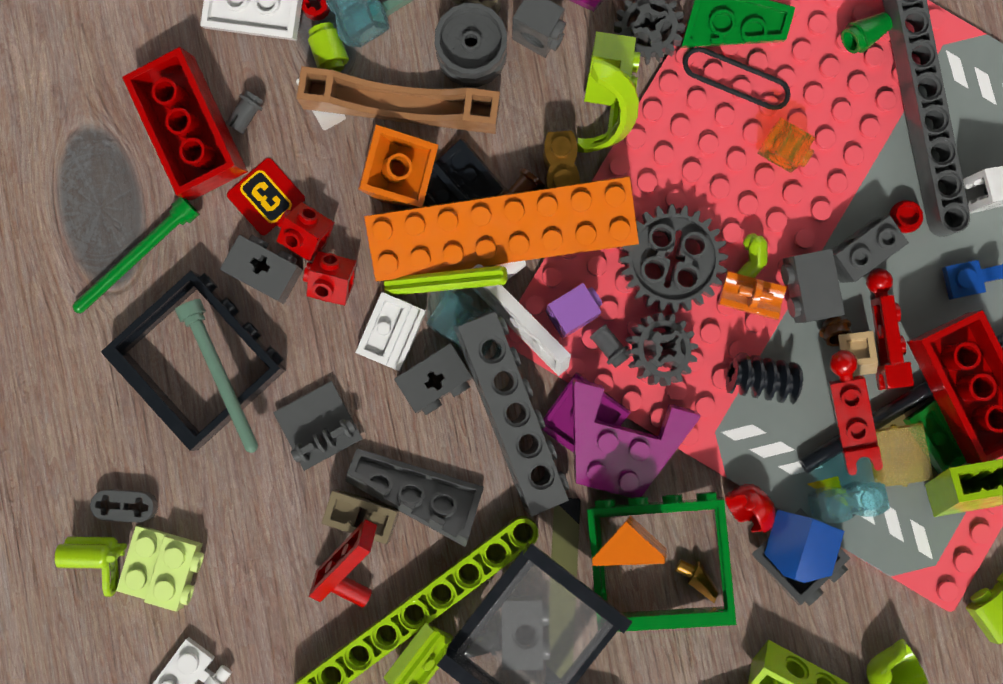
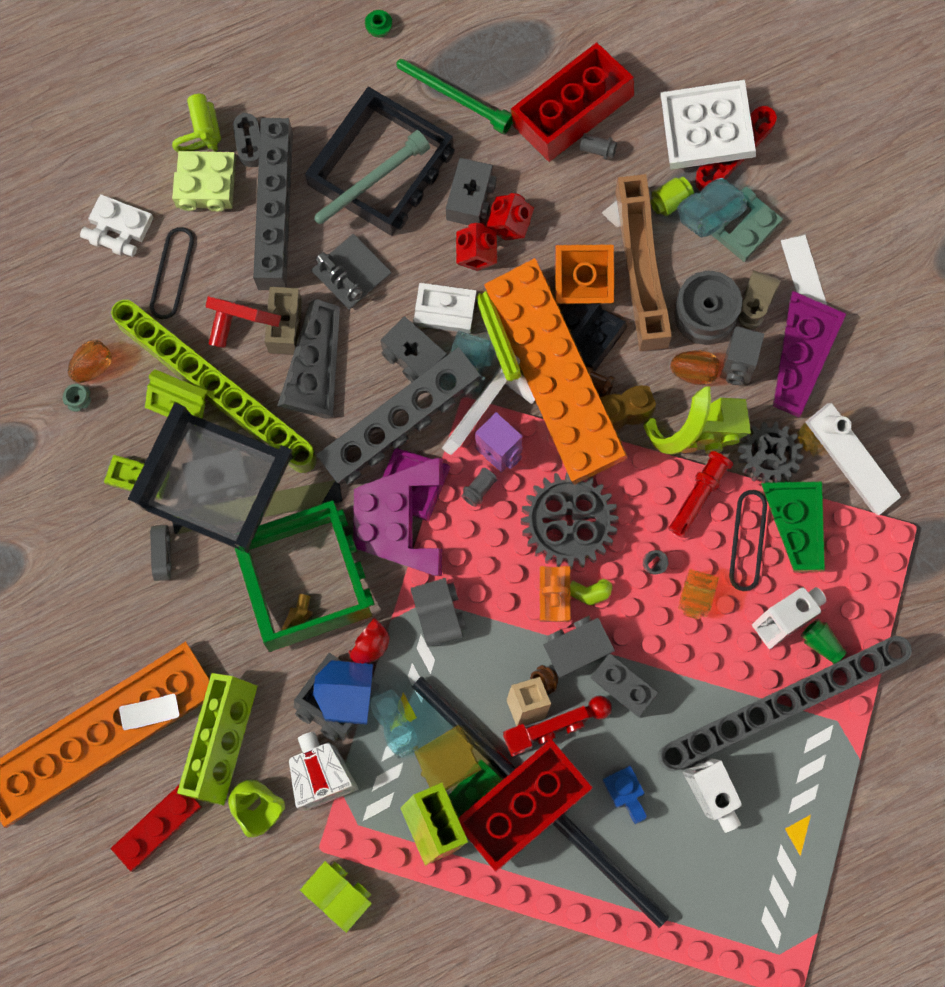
camera: 80 degrees right, 10 degrees down
(29, 320) = (378, 30): none -> green plate
(213, 495) = (273, 203): none -> dark grey brick
(255, 642) = (182, 276): none -> black piece
(265, 196) = (534, 181): sticker -> none
(533, 78) = (695, 367): none -> clear orange animal
(630, 546) = (312, 530): orange slope -> none
(647, 349) = (480, 541): dark grey gear -> none
(667, 102) = (706, 483): none -> red pin
(738, 426) = (437, 611): none -> dark grey brick
(744, 181) = (660, 566): none -> dark grey hinge
(765, 375) = (484, 622): black piece -> none
(837, 57) = (789, 615): none -> white torso
(853, 413) = (471, 704): red plate -> none
(879, 594) = (319, 774): none -> white torso
(907, 216) = (666, 720): red plate -> none

